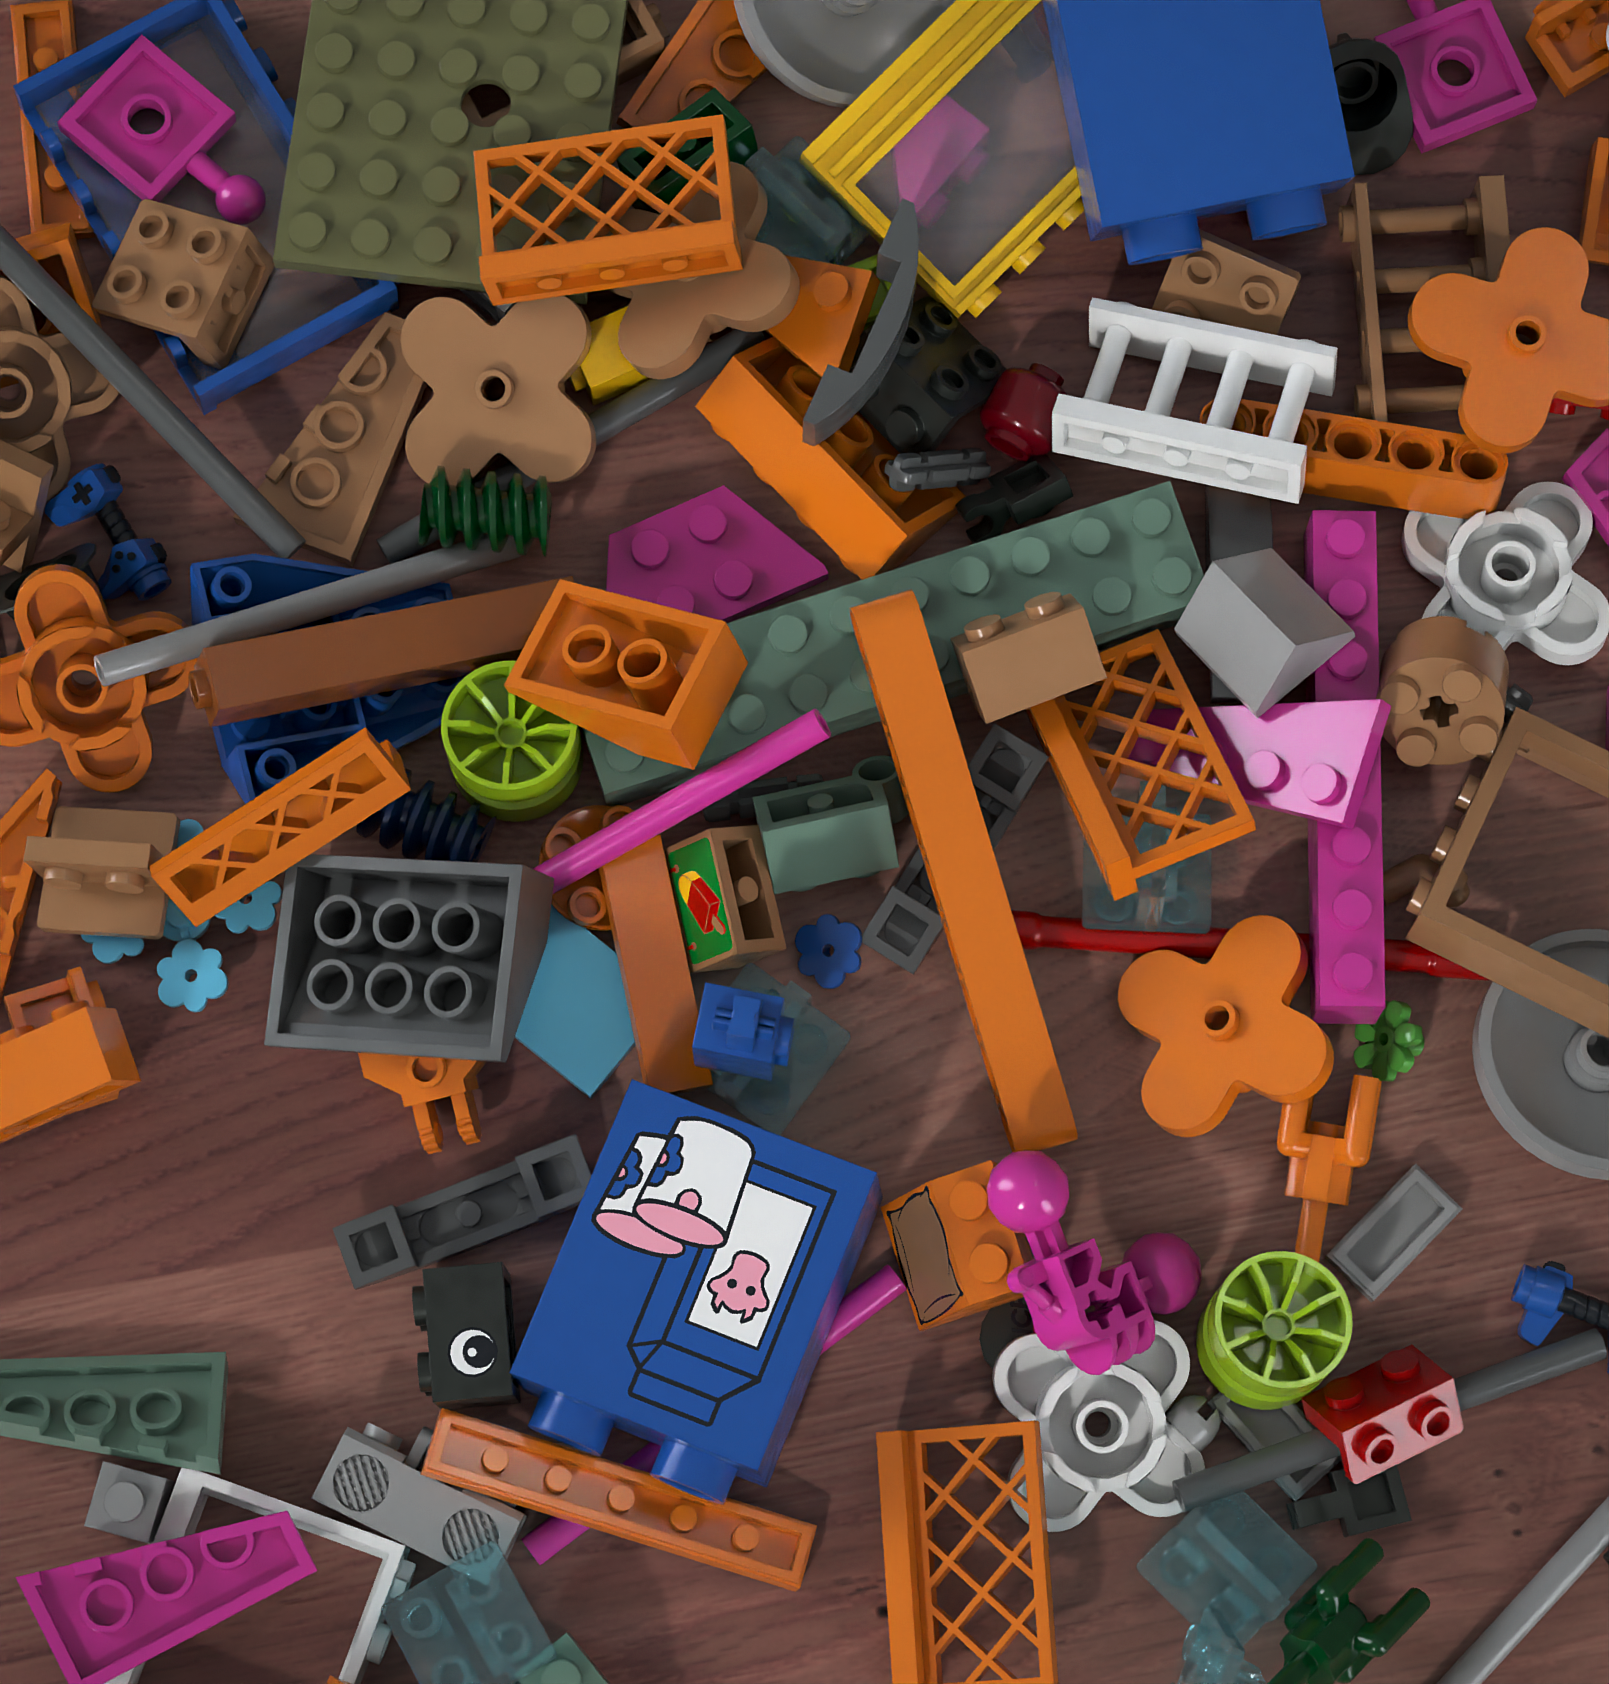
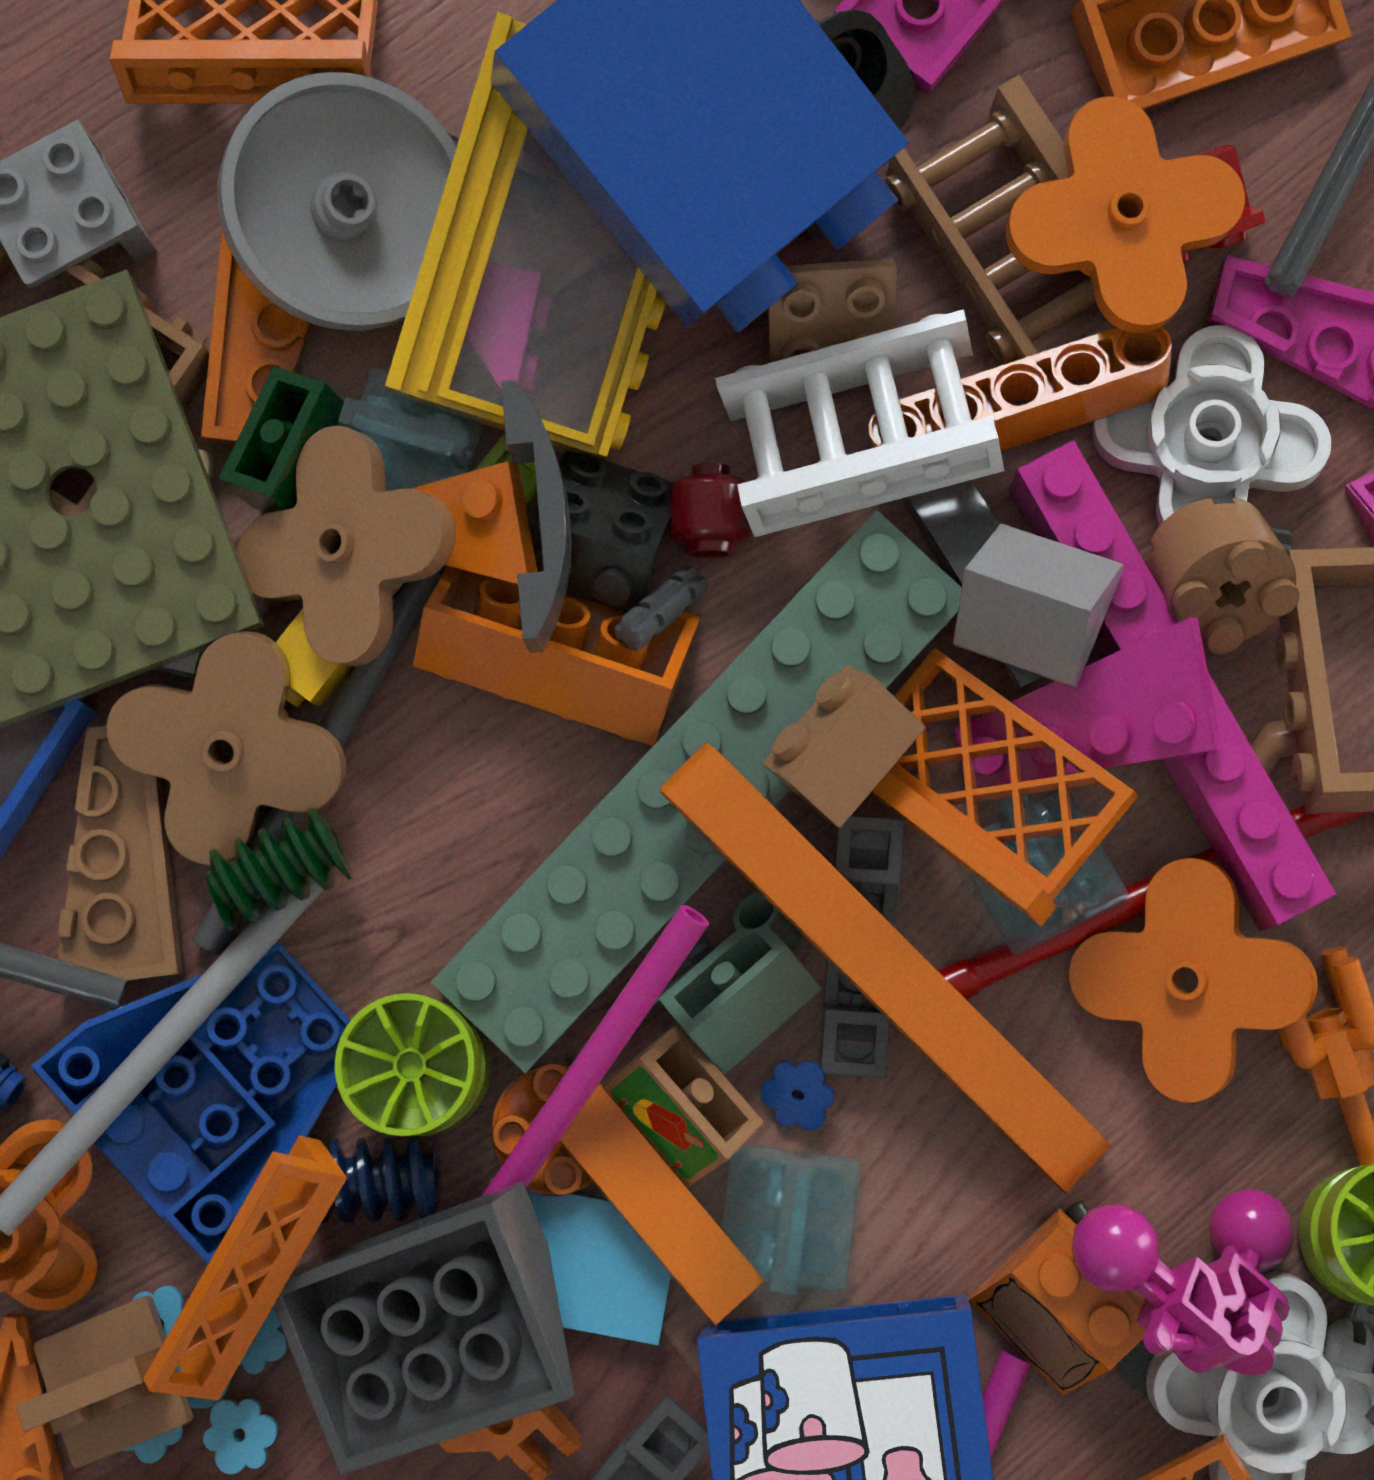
camera: 25 degrees left, 5 degrees up
(365, 654) = (252, 1052): dark orange brick -> none
(599, 259) = (251, 586): orange fence -> none
(630, 671) = (488, 957): orange slope -> none
(710, 559) = (493, 816): dark pink wing -> none
(742, 1032) = (778, 1248): blue hinge -> none
(1020, 492) = (741, 588): pearl dark grey plate -> none
(1389, 1043) = (1339, 914): bright green plant -> none

